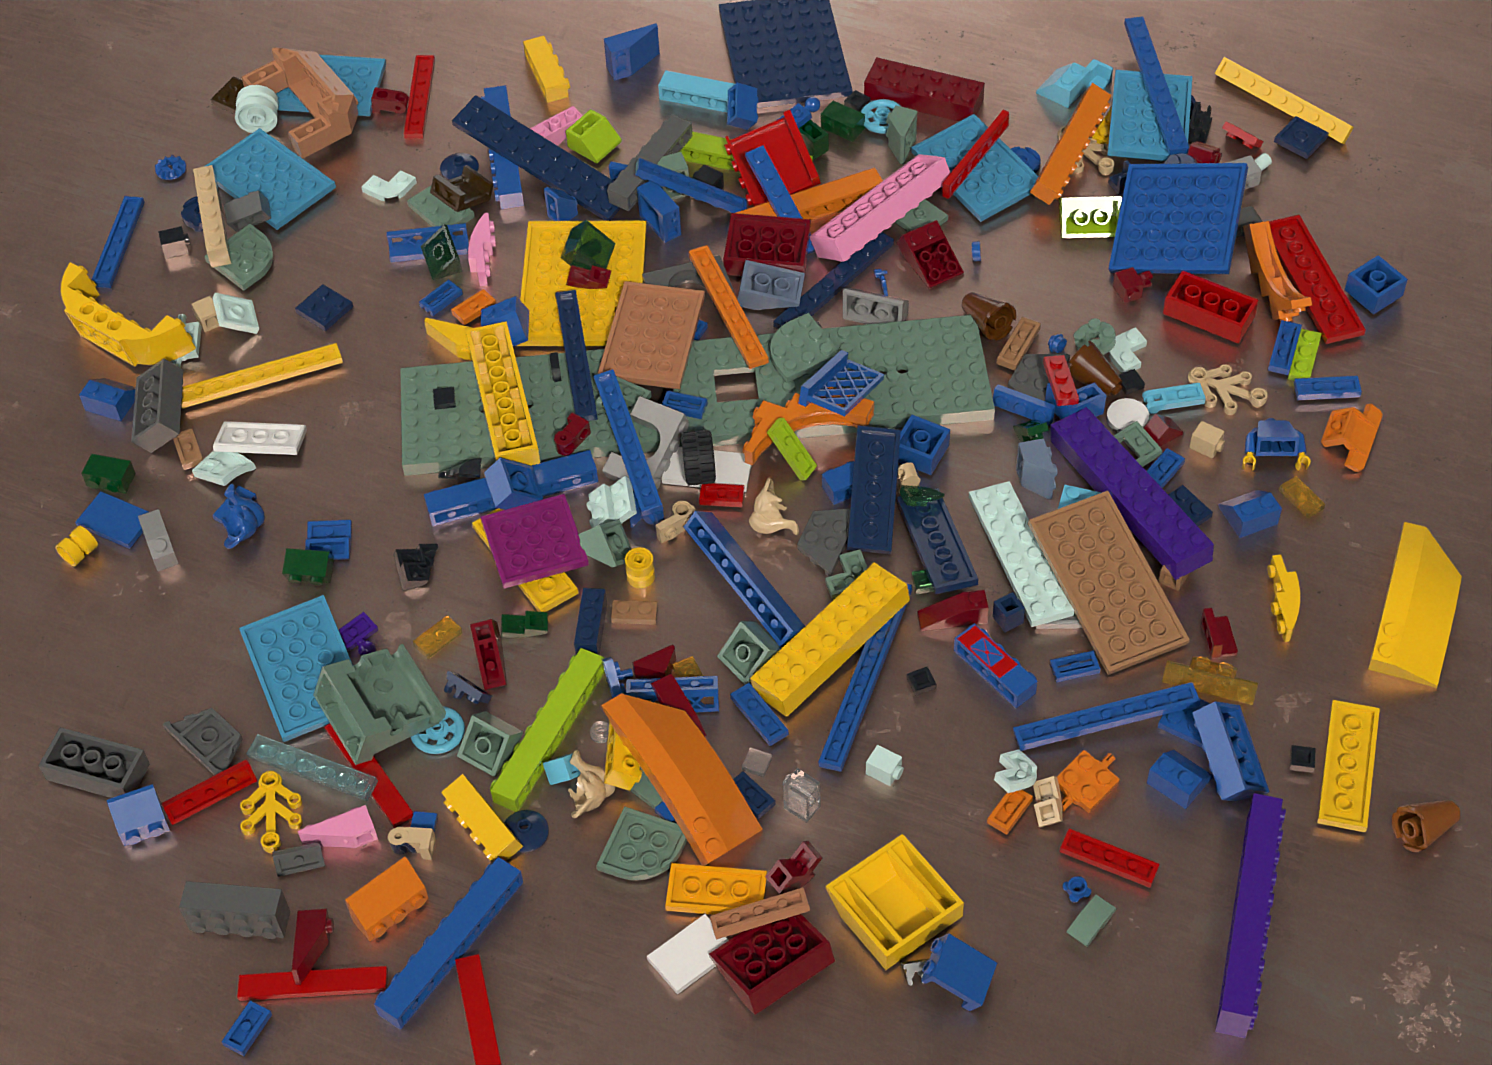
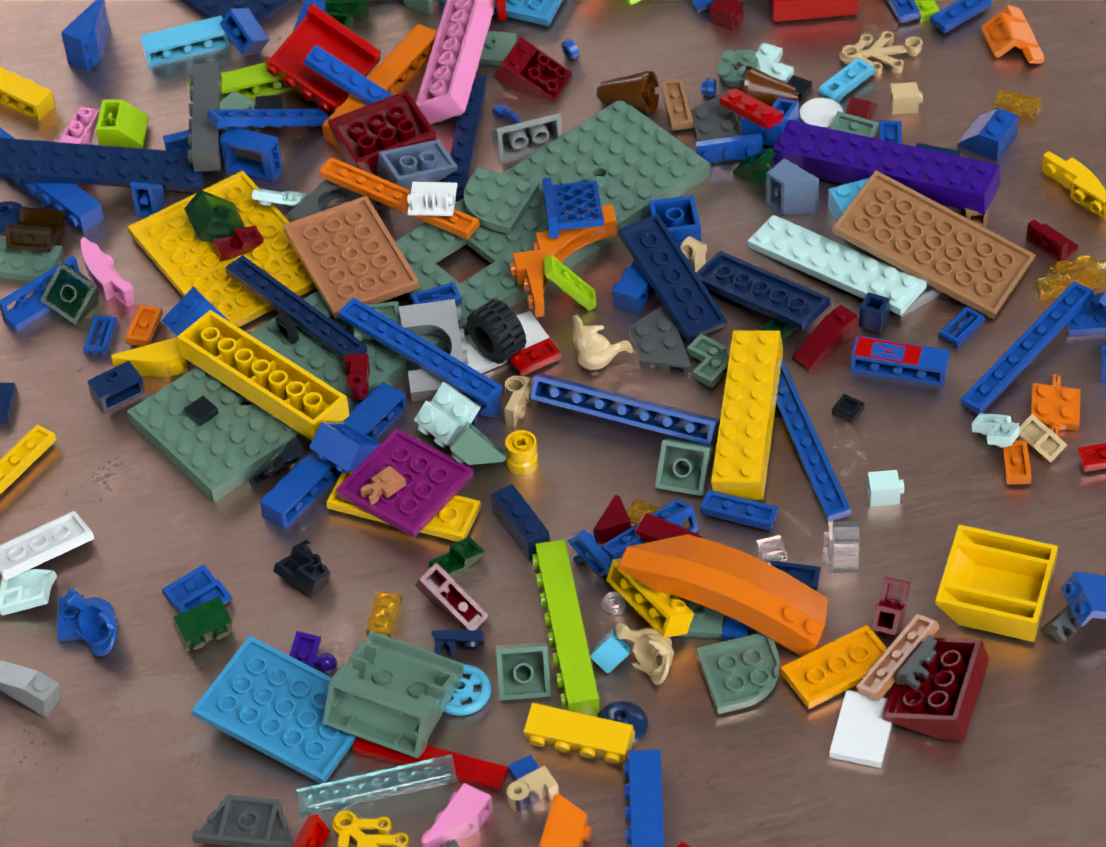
camera: 35 degrees left, 5 degrees down
(413, 344) = (116, 387): none -> dark blue brick
(515, 533) = (385, 483): none -> nougat plate
(634, 612) = (548, 493): medium nougat plate -> none
(647, 257) = (266, 197): none -> light aqua plate
(745, 320) = (432, 198): none -> white hinge
(774, 924) = (913, 666): none -> dark grey plate
(919, 495) = (713, 262): clear green plate -> none
(1275, 439) = (960, 69): blue torso -> none

